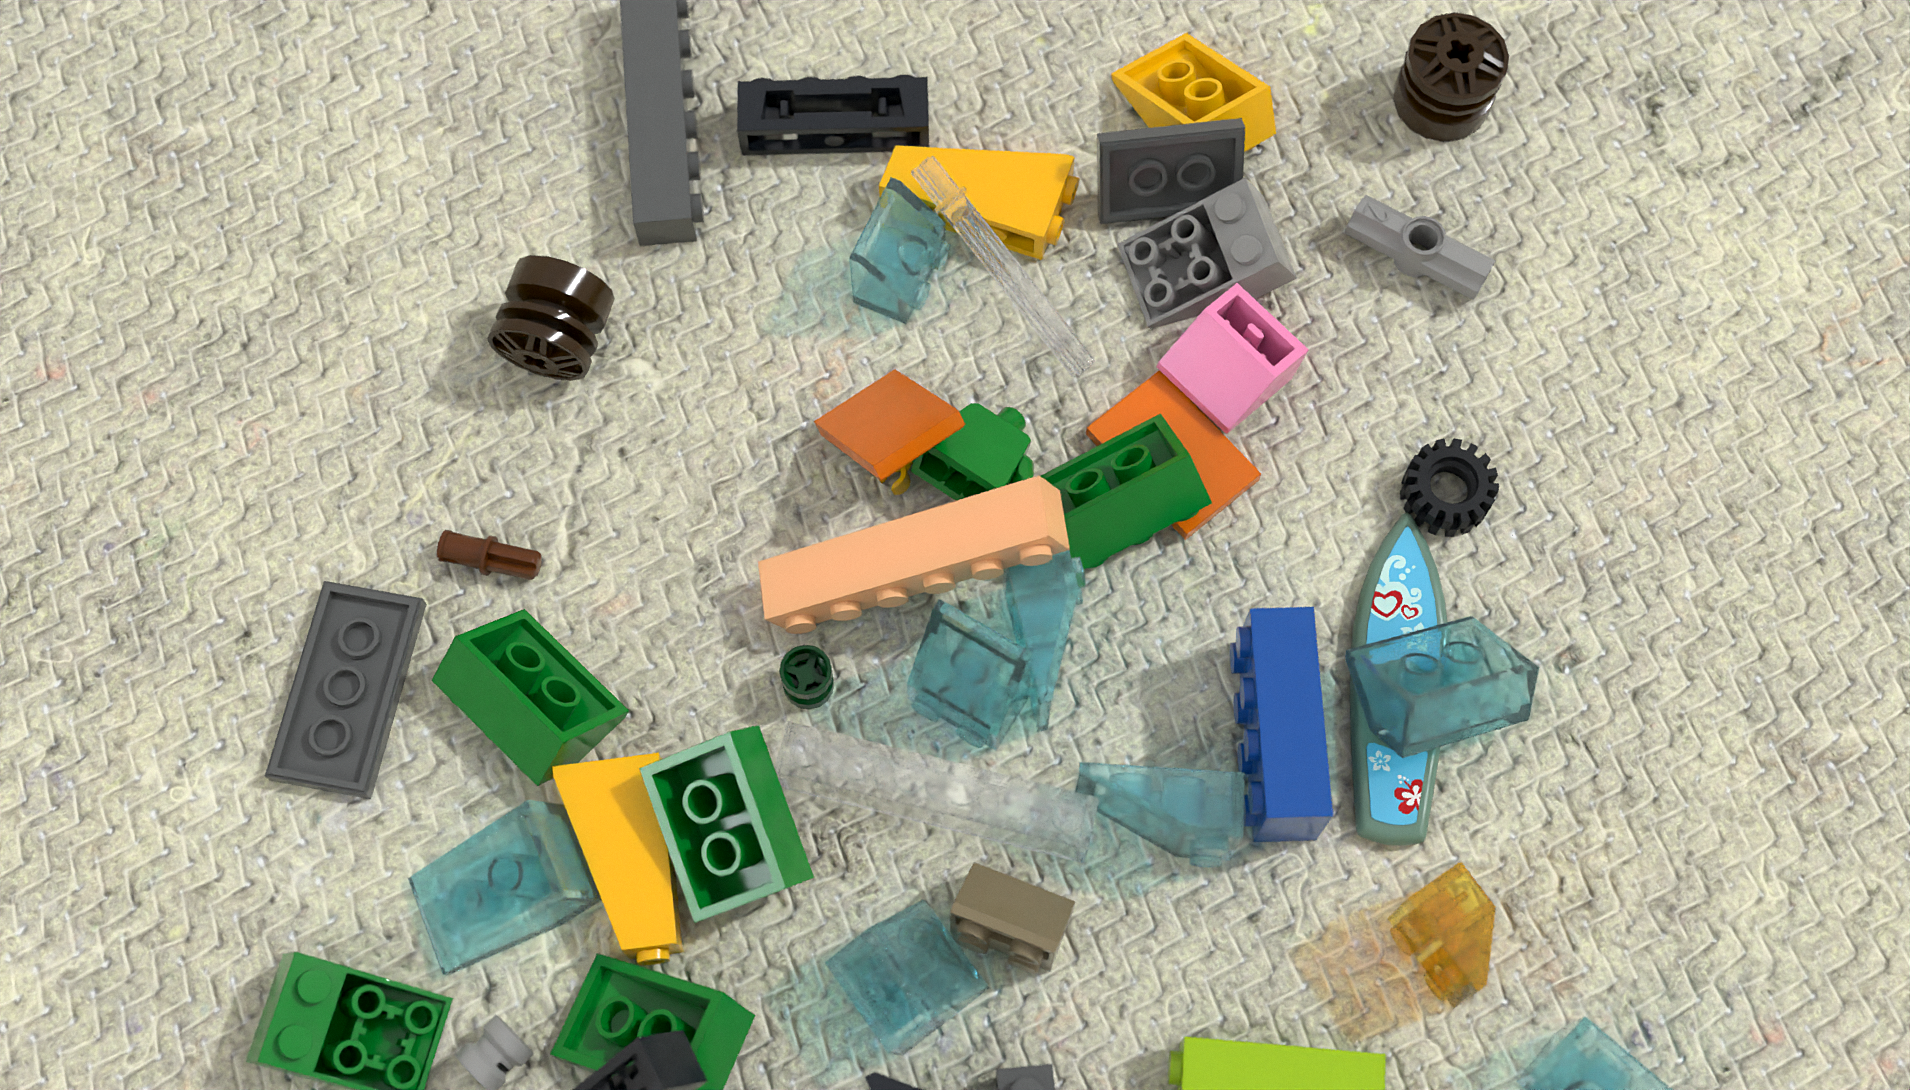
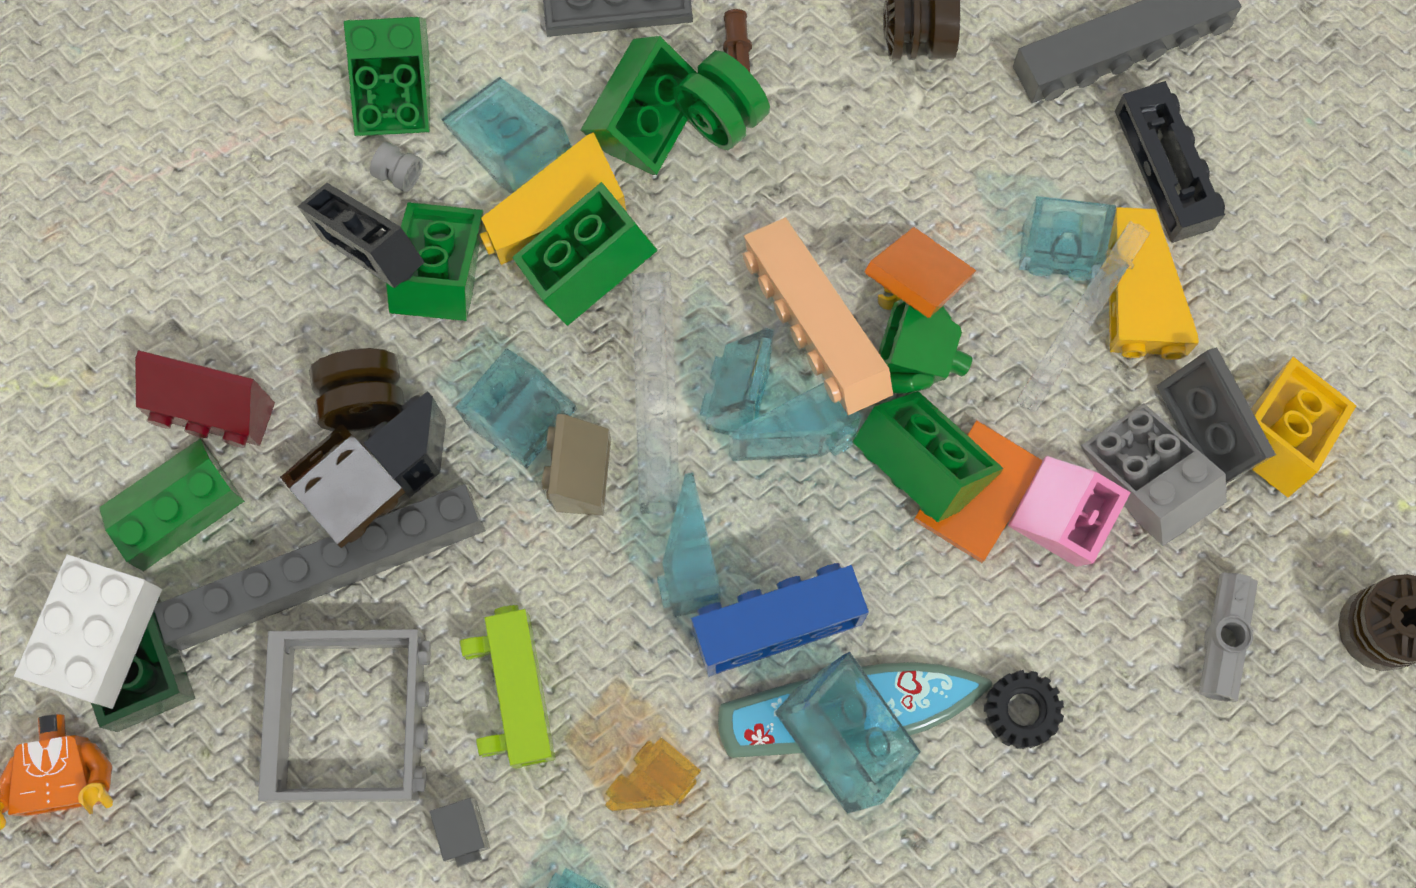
camera: 75 degrees right, 5 degrees up
(570, 589) = (722, 100): none -> green wheel
(807, 666) = (713, 271): dark green wheel -> none

